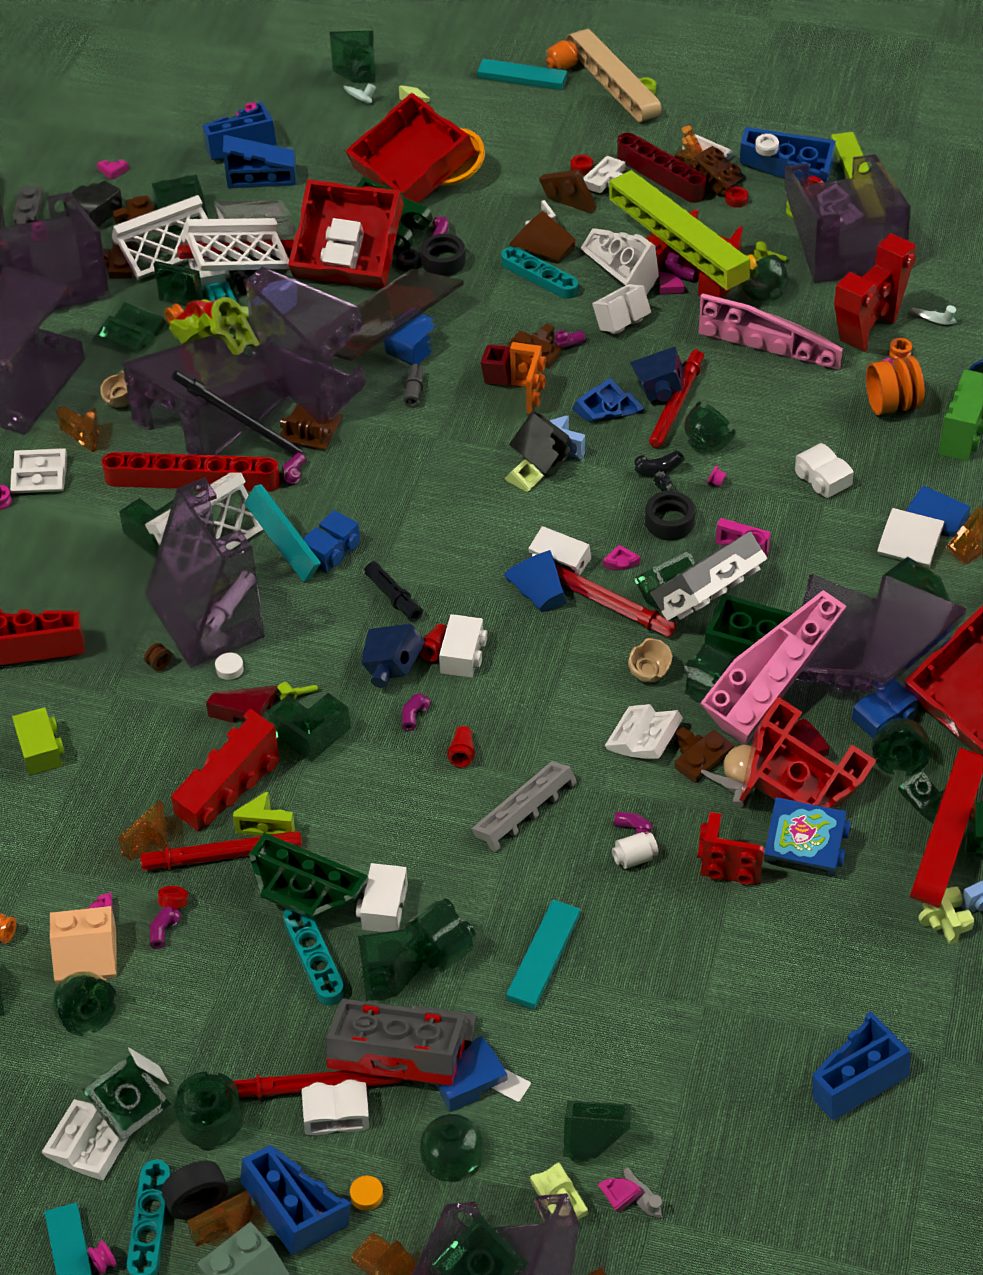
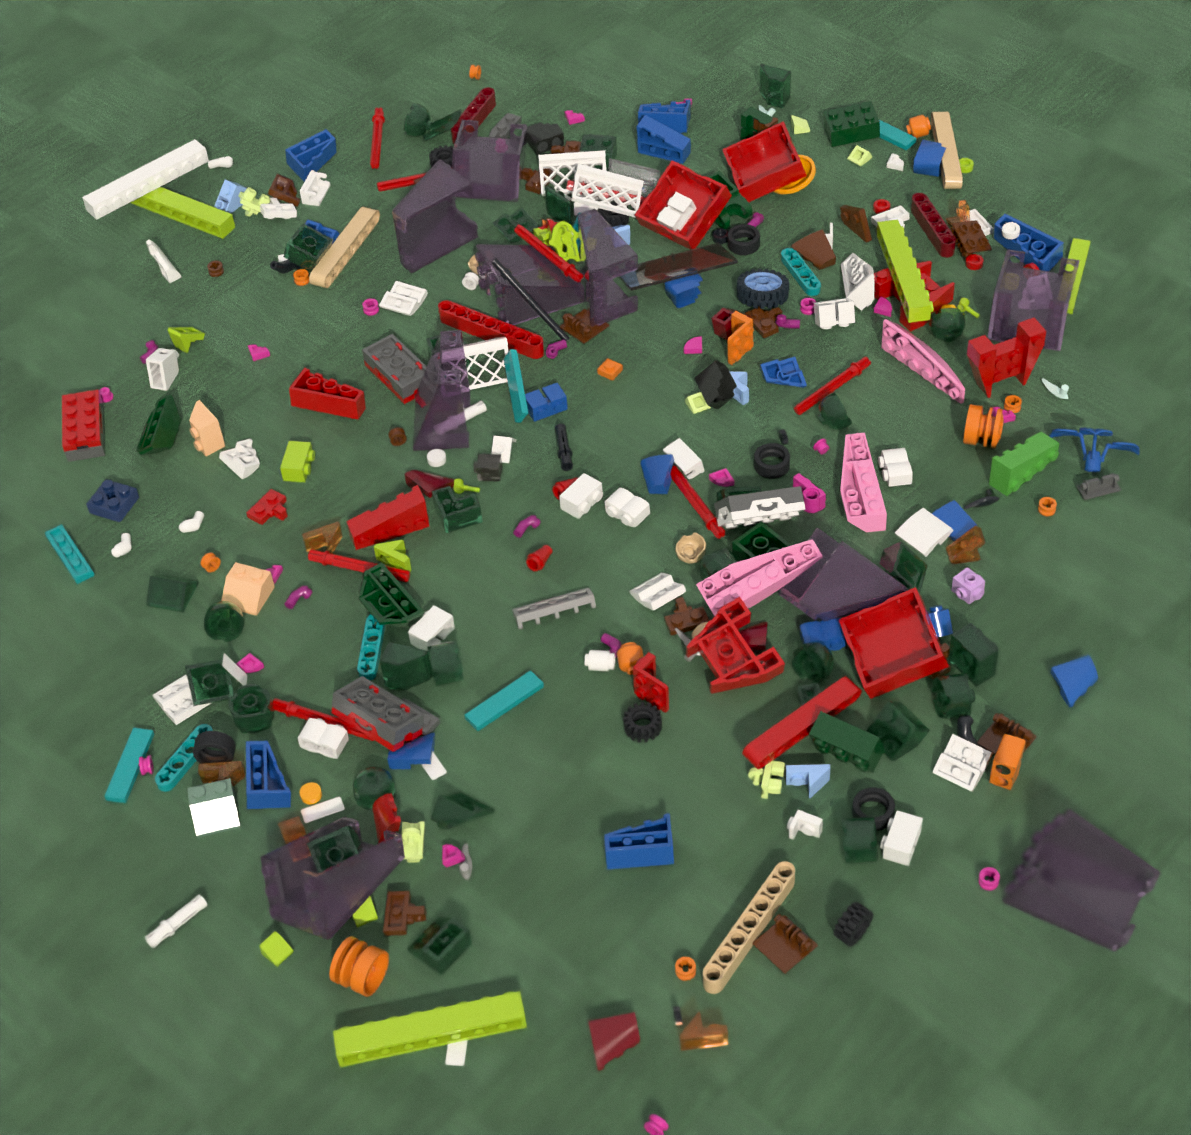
camera: 30 degrees right, 0 degrees up
(34, 819) = (267, 507): none -> red hinge
(82, 429) = (446, 280): clear orange slope -> none
(98, 564) = (395, 367): none -> dark grey piece
(119, 424) = (470, 281): none -> white bush
(157, 1047) = (250, 664): none -> dark pink tile
(172, 897) = (313, 581): red tile -> none
(228, 350) = (567, 268): none -> red axle
(313, 623) = (502, 446): none -> white bracket
(313, 653) = (488, 467): none -> clear smoke brick
(368, 108) = (754, 122): none -> dark green hips
(382, 471) = (610, 369): none -> orange plate
(391, 652) = (532, 483): dark blue torso -> none
(396, 1209) = (322, 809): none -> white sticker
(413, 386) = (666, 320): dark grey axle -> none
(471, 406) = (693, 346): none -> dark pink tile
(481, 75) = (851, 124): none -> dark green brick
(502, 1180) = (385, 816): none -> red slope
(512, 112) = (859, 156): none -> yellowish green slope
(512, 306) = (762, 288): none -> black wheel
(531, 639) = (627, 507): none -> white brick
(561, 108) = (895, 162): none -> white tile
(578, 317) = (807, 306): none -> dark pink bush
(602, 90) = (928, 158): none -> blue piece
(651, 467) = (790, 427): black arm -> none
(659, 374) = (828, 365): dark blue torso -> none
(672, 831) = (628, 656): none -> orange head
(678, 270) = (892, 292): magenta arm -> none
(743, 894) = (642, 712): none -> black tyre
(804, 506) = (860, 486): none -> bright pink wedge
(807, 835) = (709, 693): panel -> none
(954, 473) = (985, 501): none -> black bar

